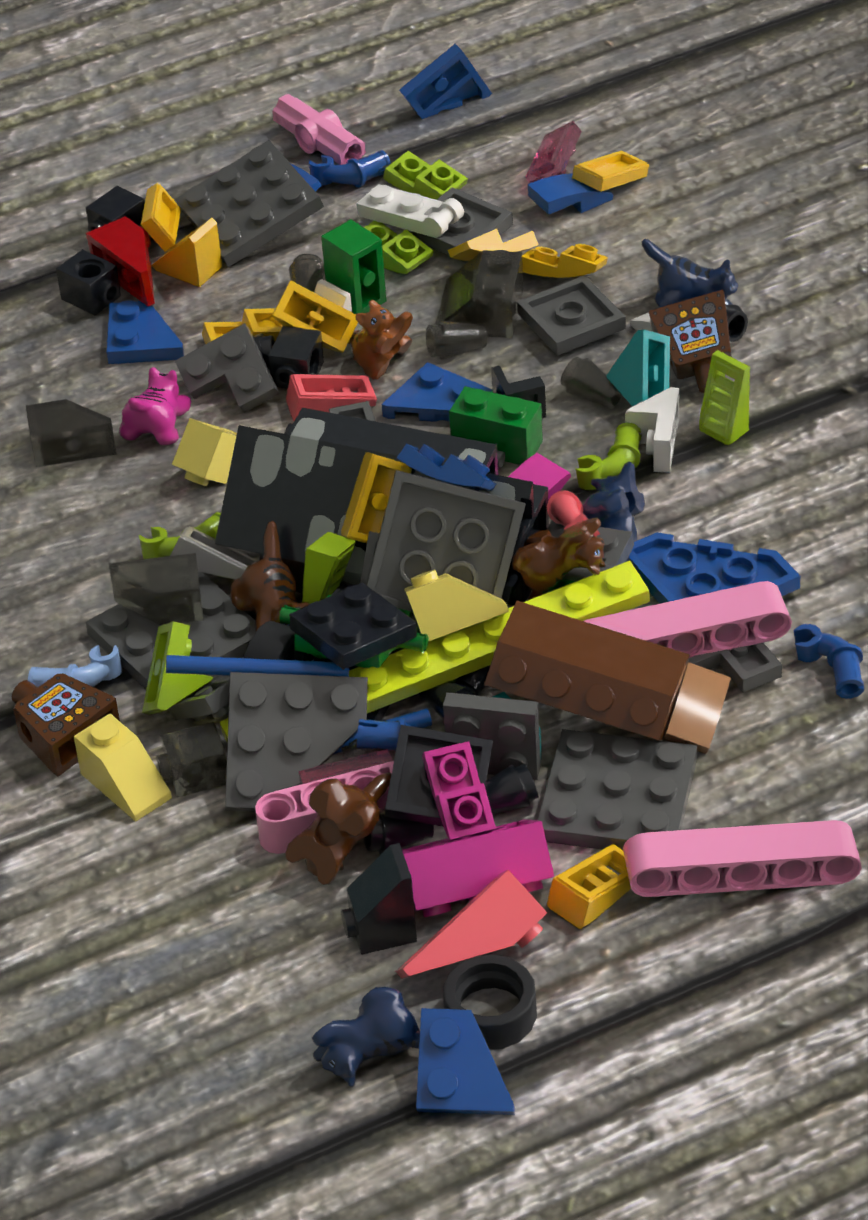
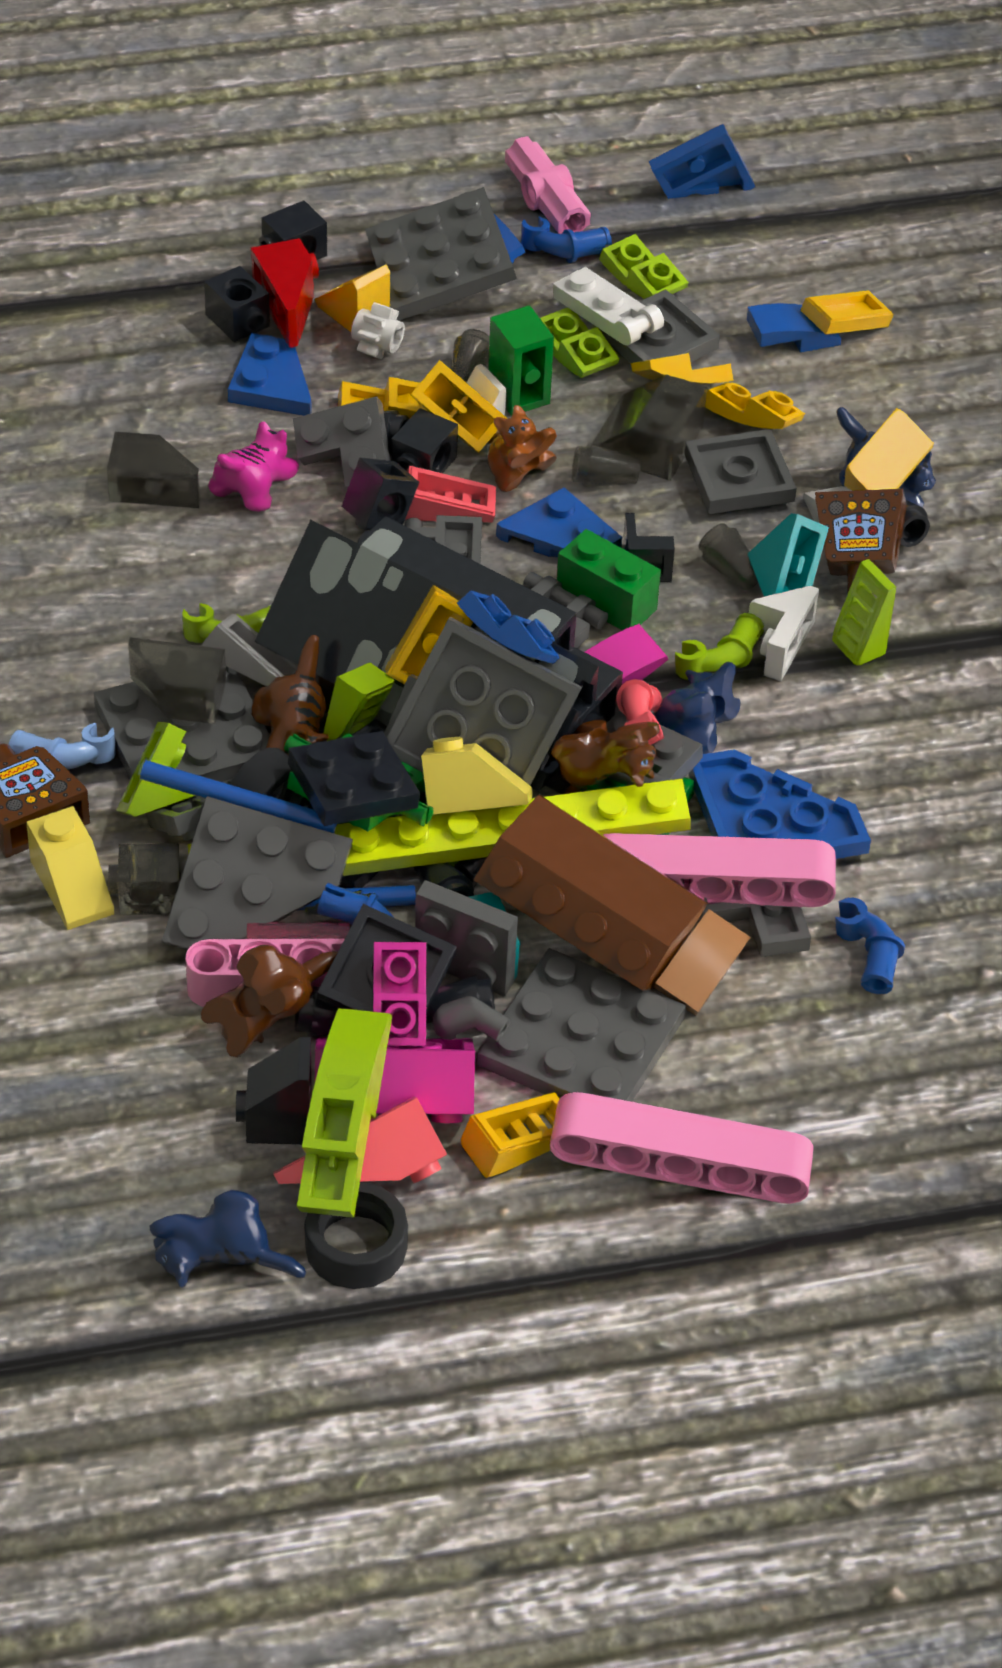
camera: 10 degrees right, 5 degrees up
(161, 216) = (339, 247): yellow tile -> none
(205, 452) = (283, 526): light yellow slope -> none
(219, 275) = (377, 330): none -> white gear
(273, 401) = (379, 491): none -> black brick
(449, 899) = (341, 1111): none -> lime slope
(458, 1067) = (293, 1298): blue wing -> none
(517, 797) = (466, 1014): none -> dark grey arm
(554, 152) = (793, 276): clear pink plate -> none
(697, 268) = (888, 455): none -> yellow slope

